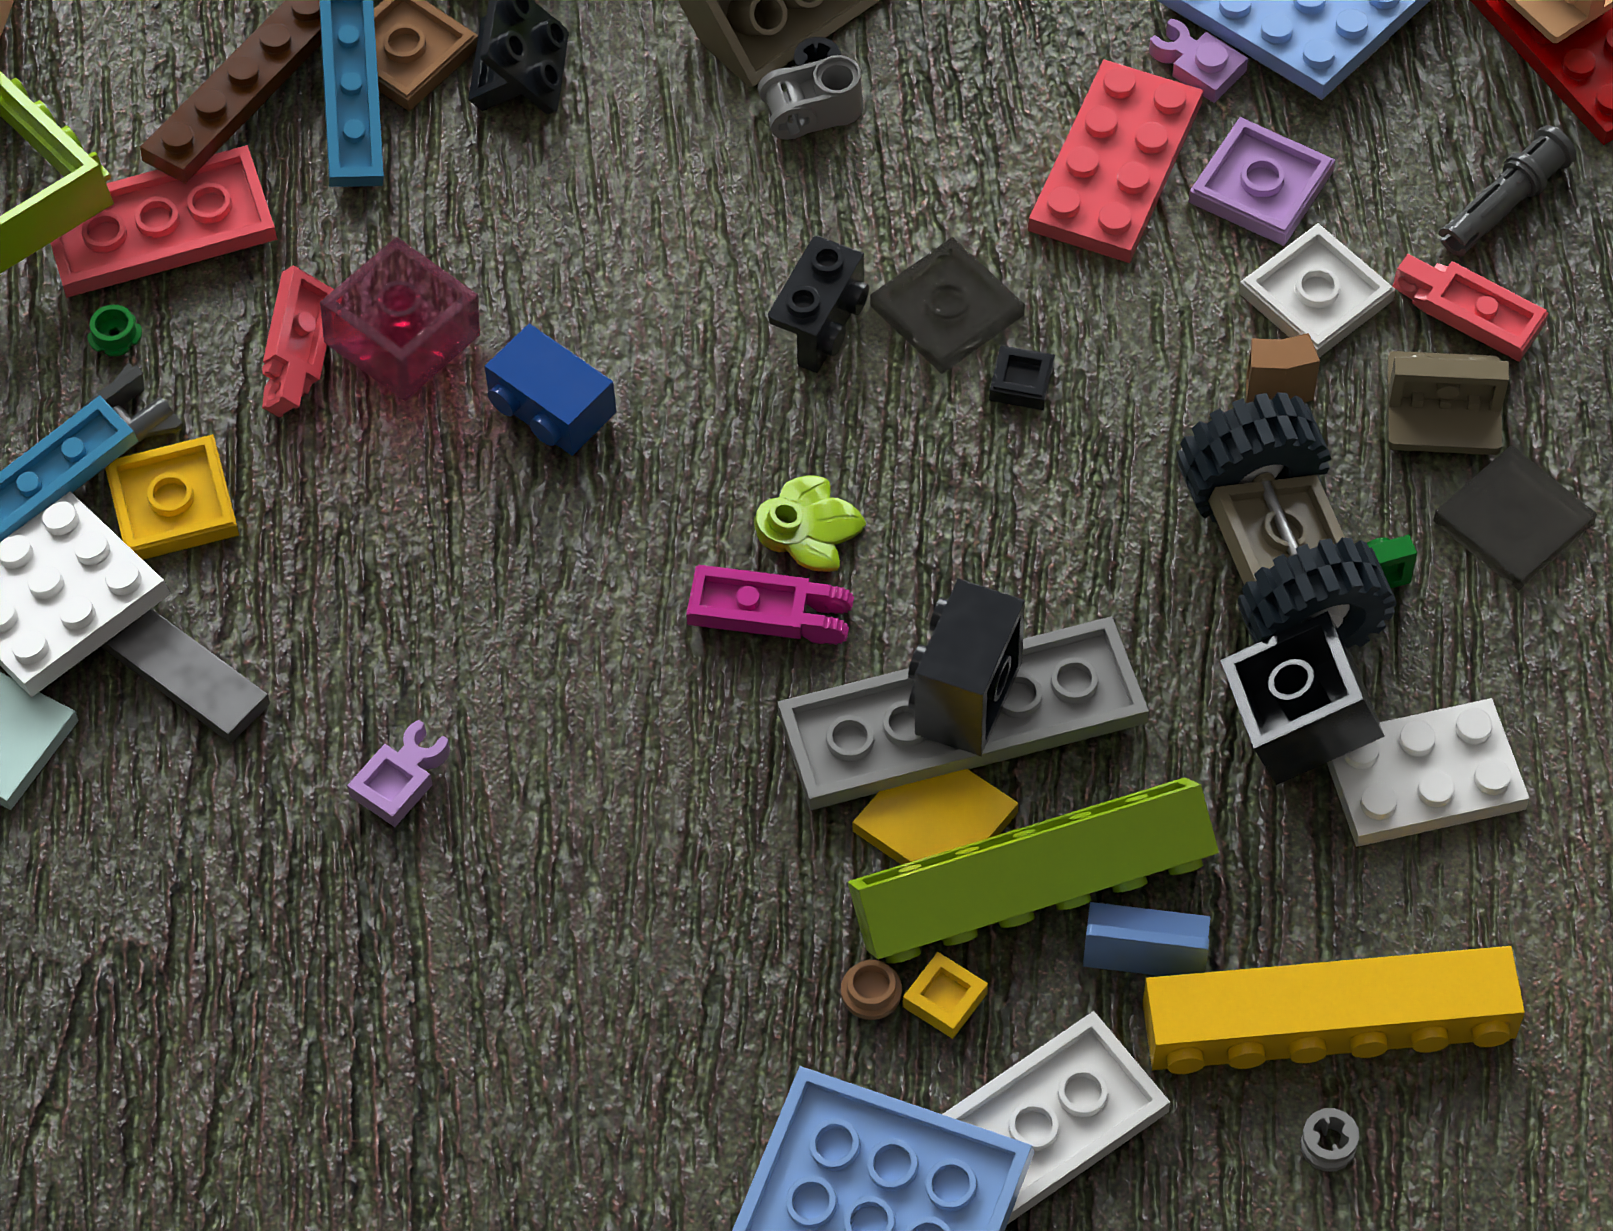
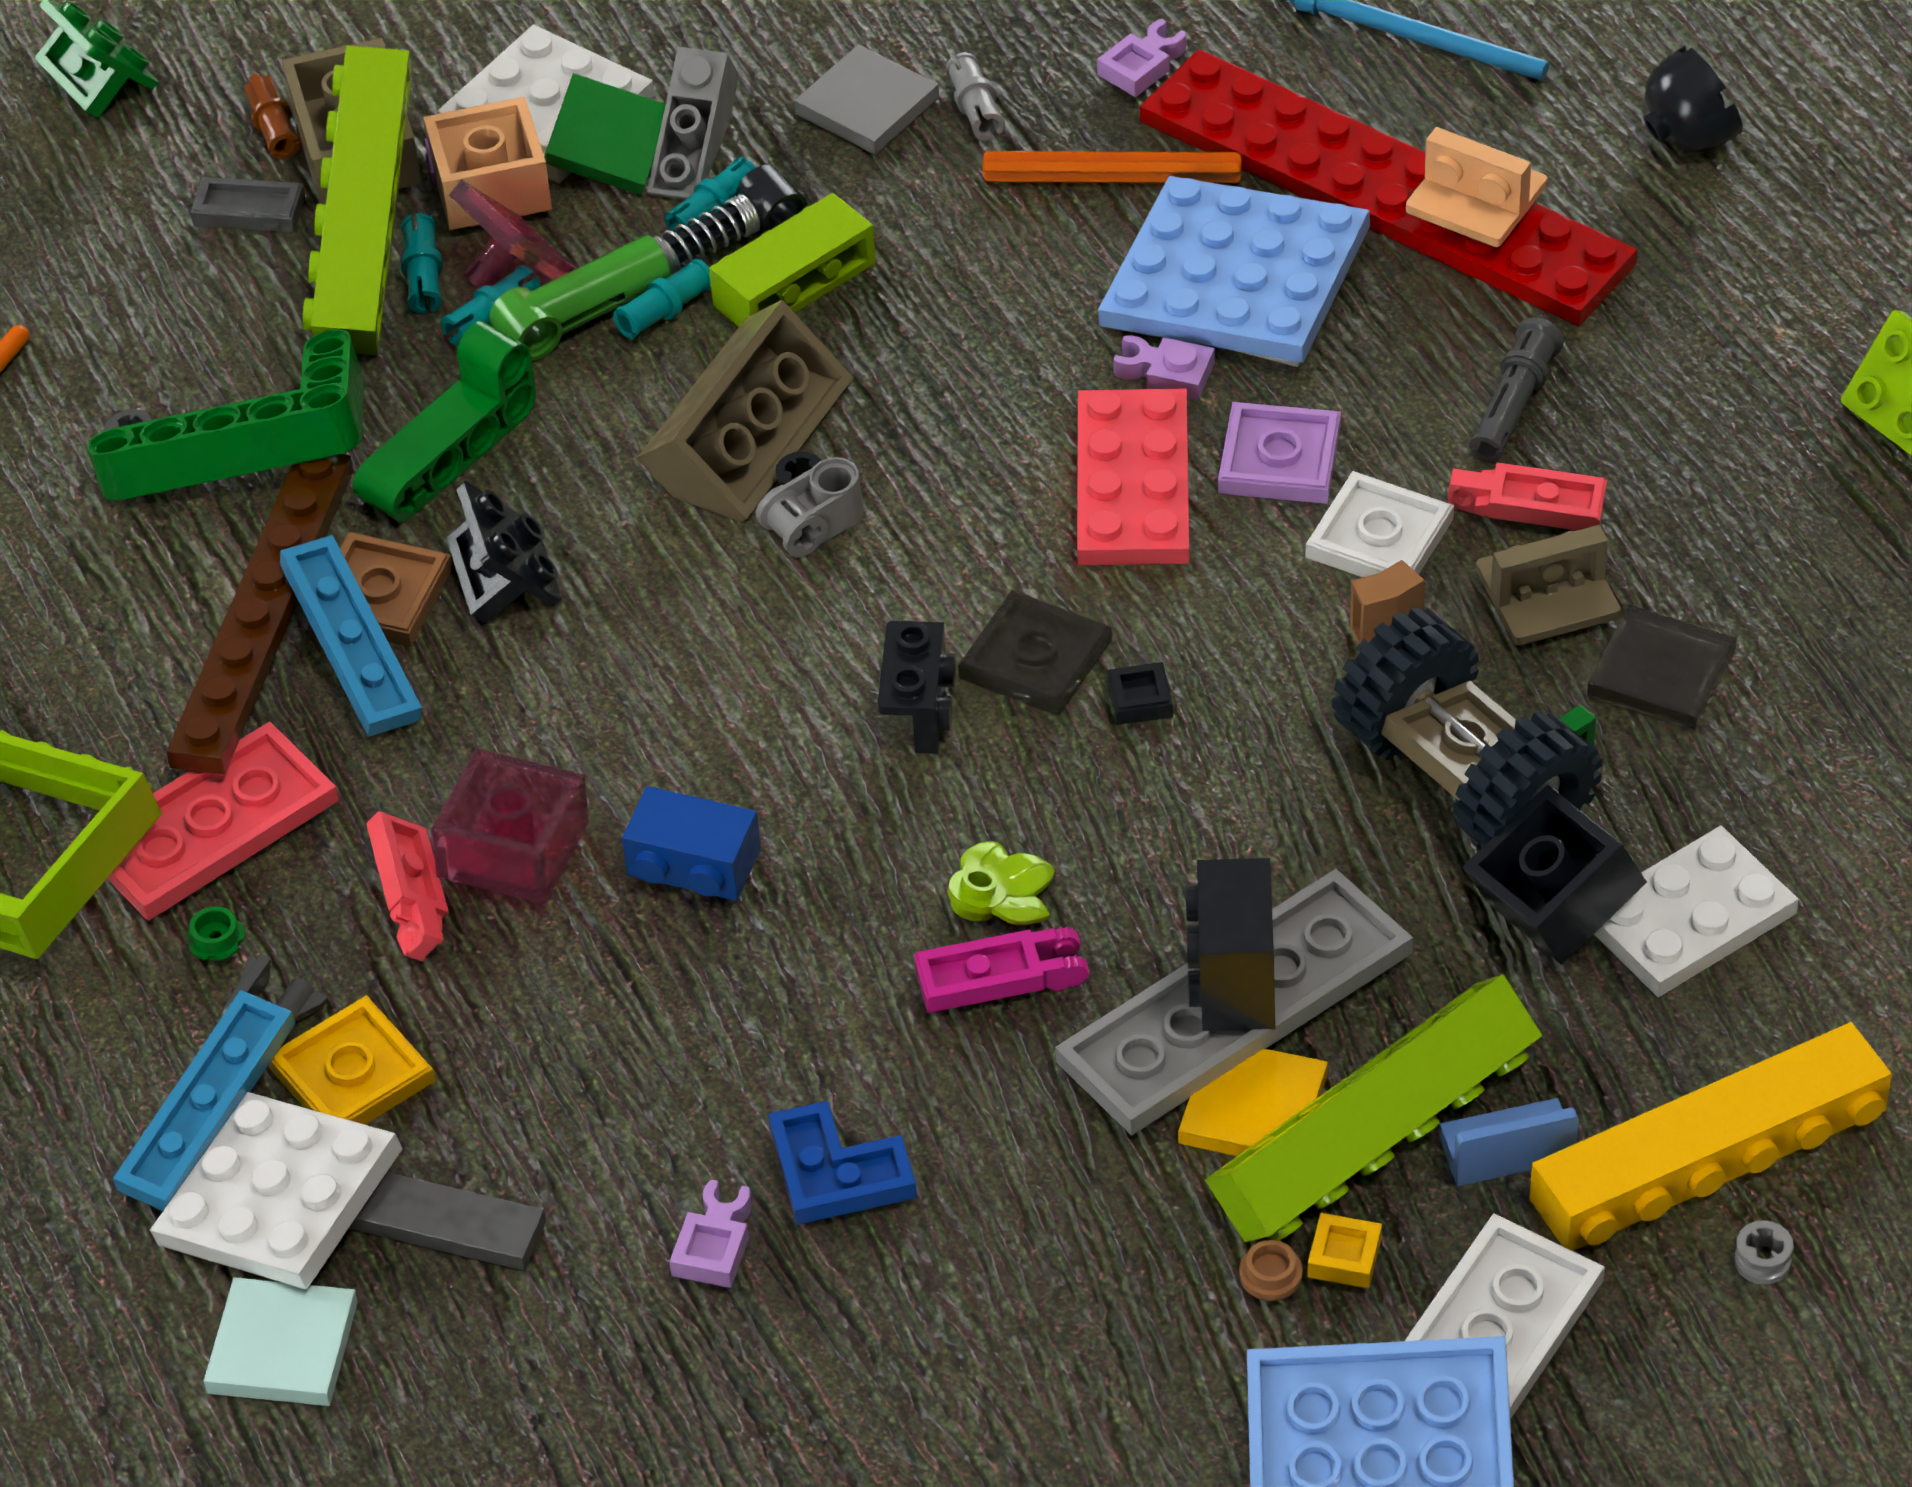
camera: 20 degrees left, 10 degrees down
(522, 752) = (833, 1179): none -> blue plate

